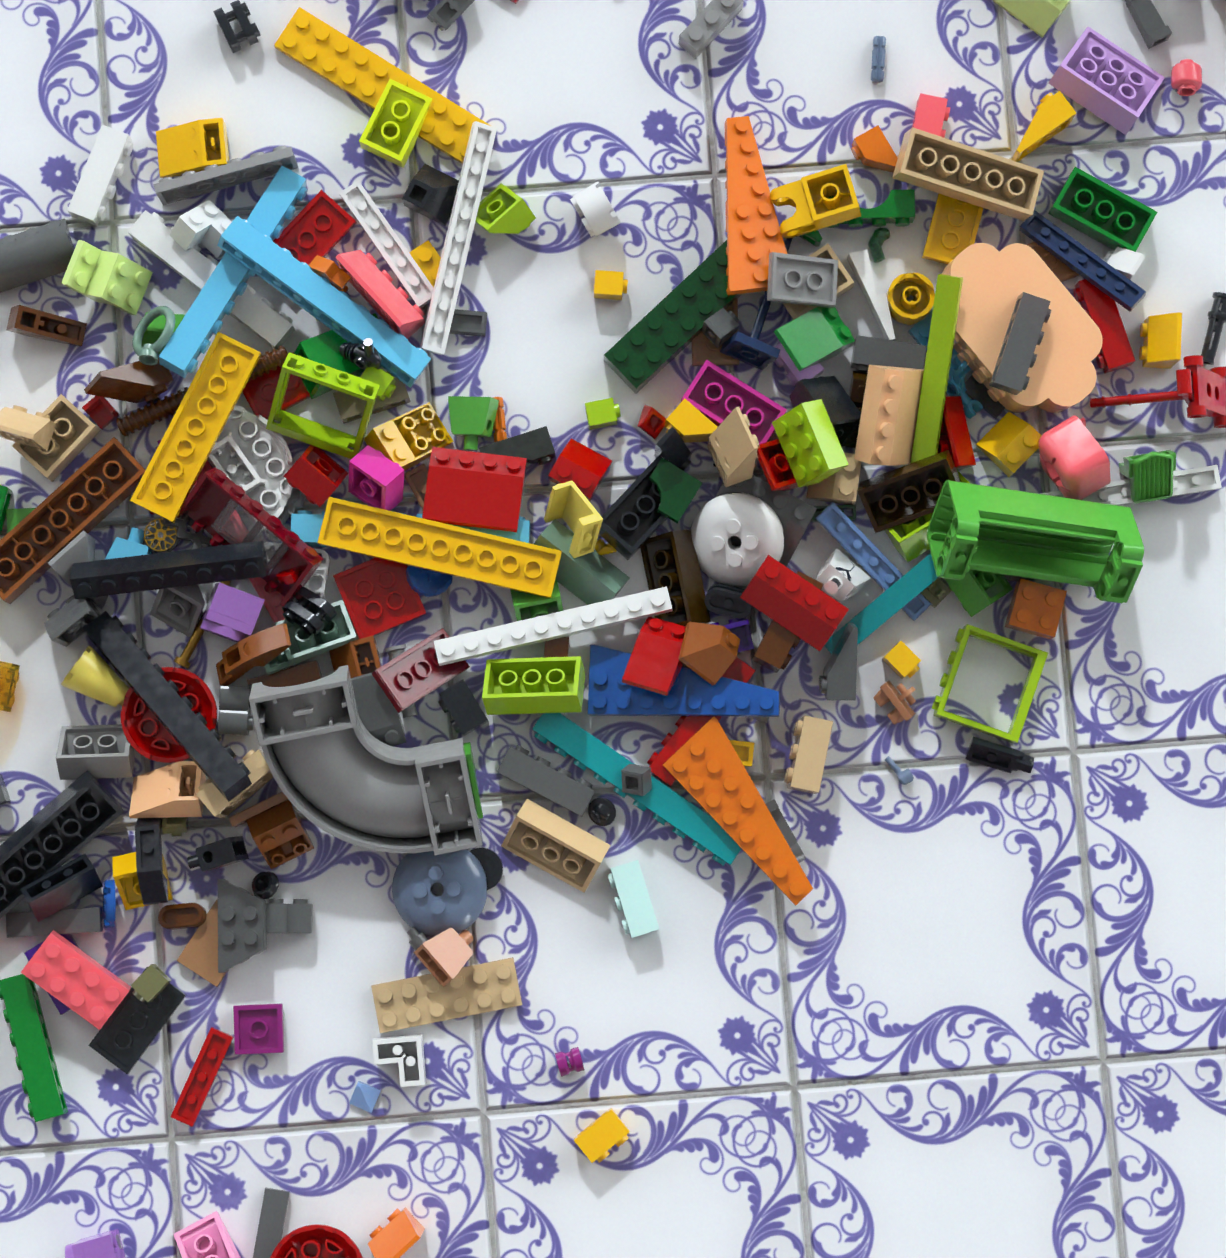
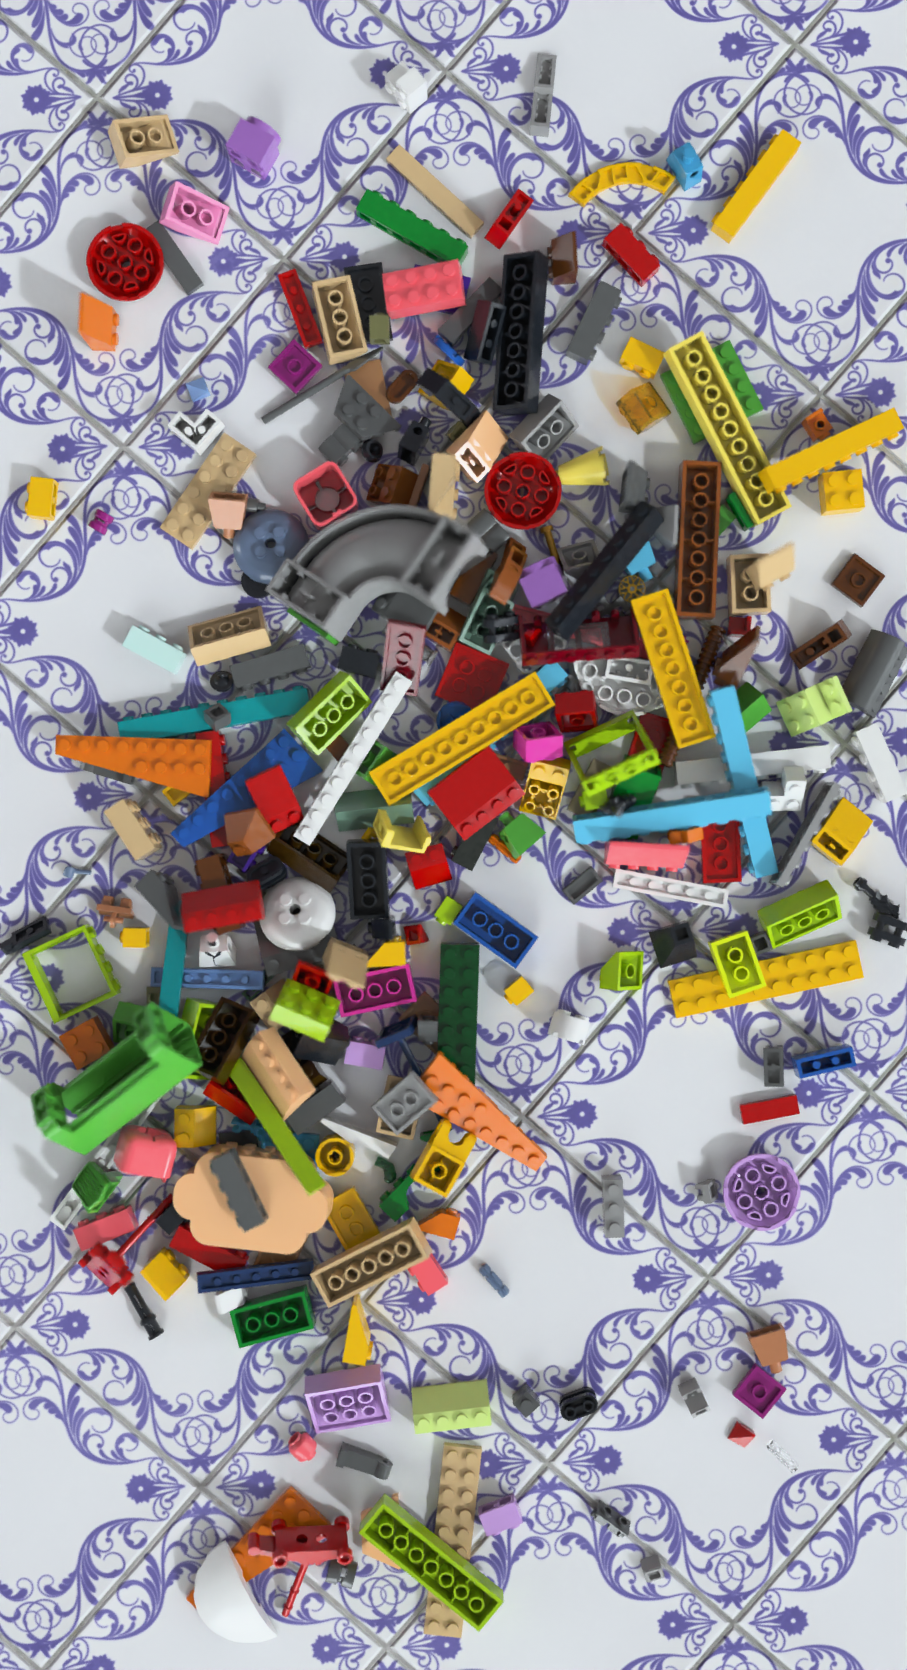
camera: 145 degrees right, 5 degrees up
(148, 353) = (742, 683): sand green piece -> none
(167, 706) = (525, 490): black brick -> none
(177, 1029) = (339, 319): none -> tan slope
(206, 977) = (352, 366): none -> dark grey piece
(219, 55) = (880, 902): none -> black piece
(298, 113) = (800, 913): none -> lime slope
(330, 860) = (331, 477): none -> coral piece
(356, 121) = (761, 942): none -> dark grey slope
(427, 260) = (632, 900): yellow plate -> none
(458, 238) = (632, 931): white plate -> none
(576, 355) = (495, 929): none -> blue brick
(675, 489) = (358, 906): dark green tile -> none
(814, 337) = (366, 1076): slope -> none
(1110, 383) = (170, 1220): none -> black brick
(1177, 432) = (105, 1226): none -> coral brick

